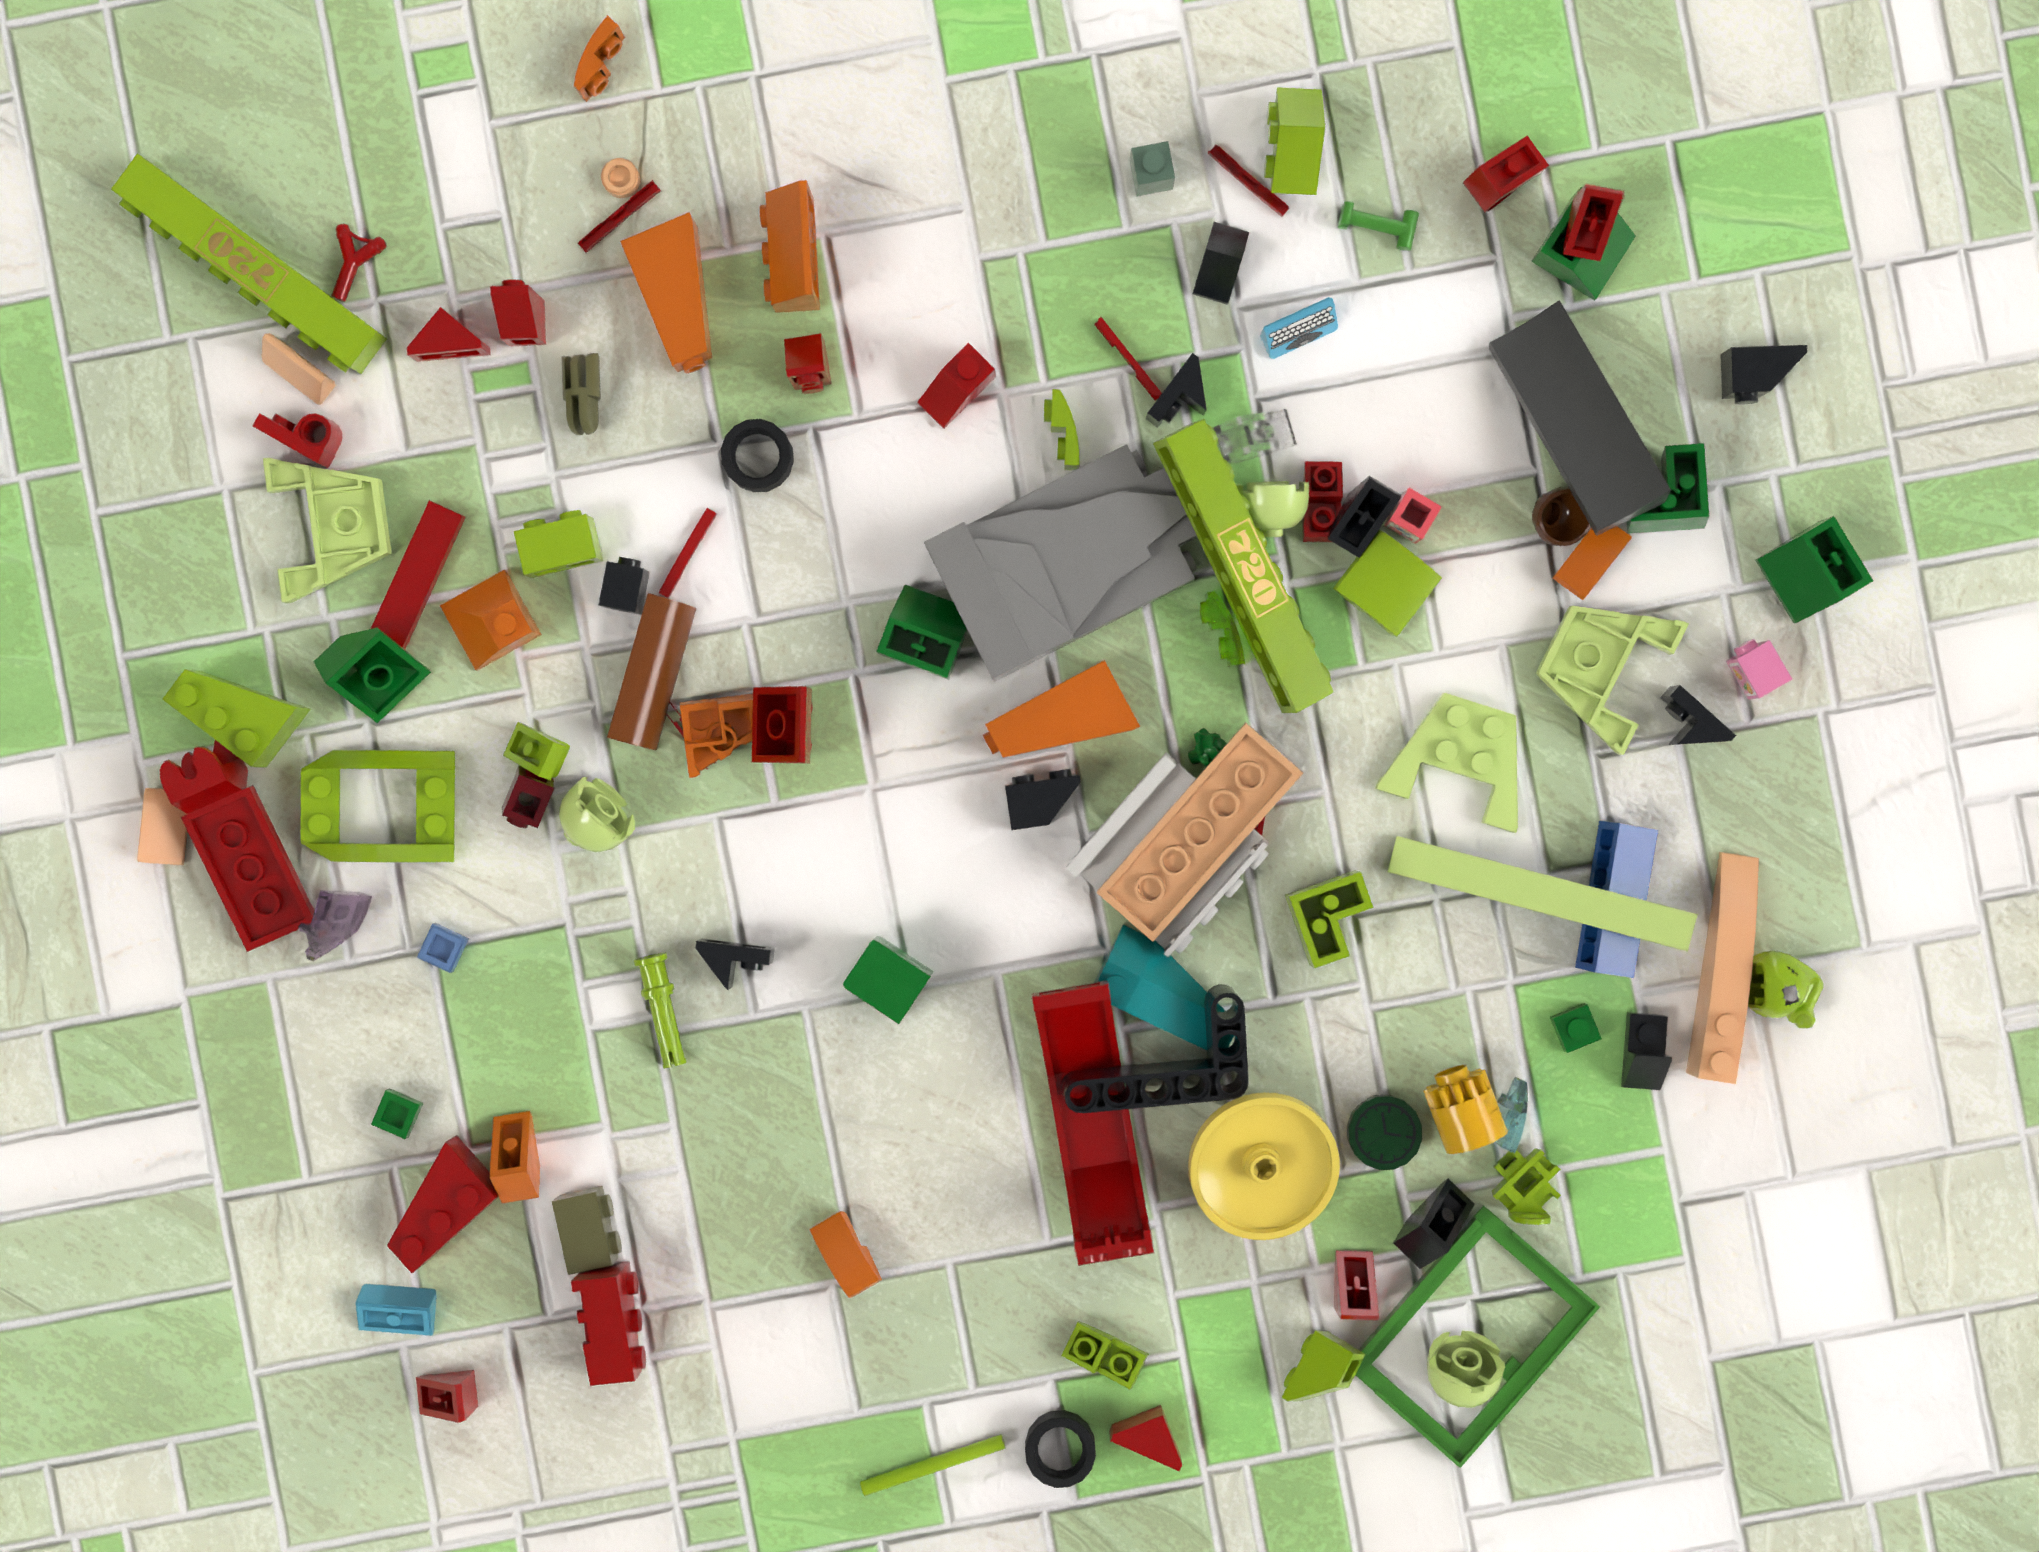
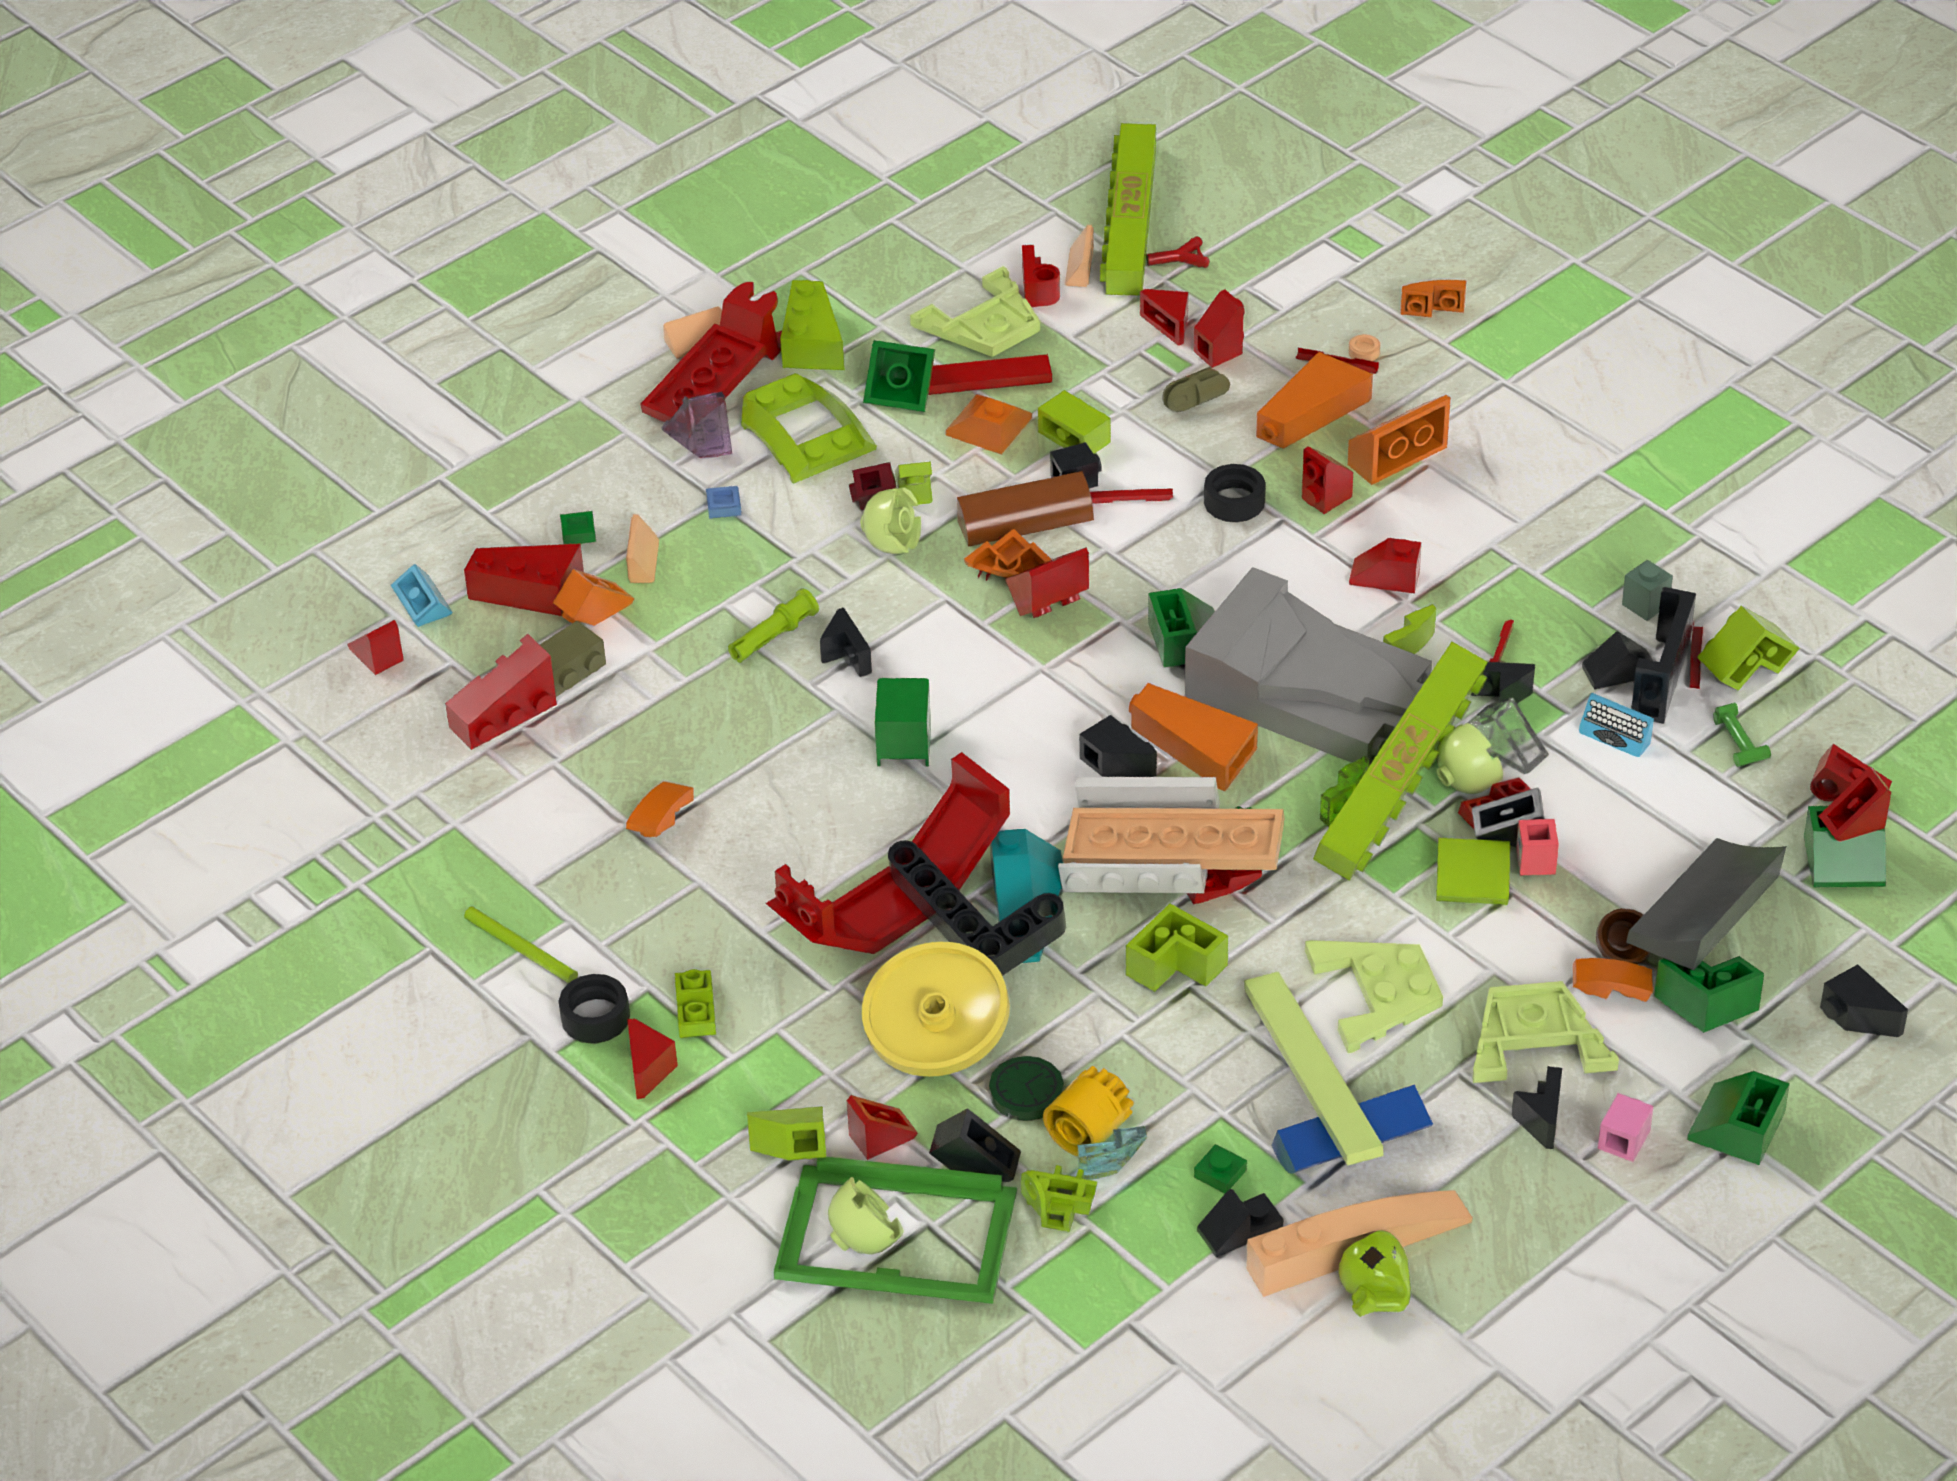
camera: 60 degrees right, 45 degrees down
(471, 1071) = (641, 552): none -> light nougat slope
(1264, 217) = (1656, 680): none -> black panel

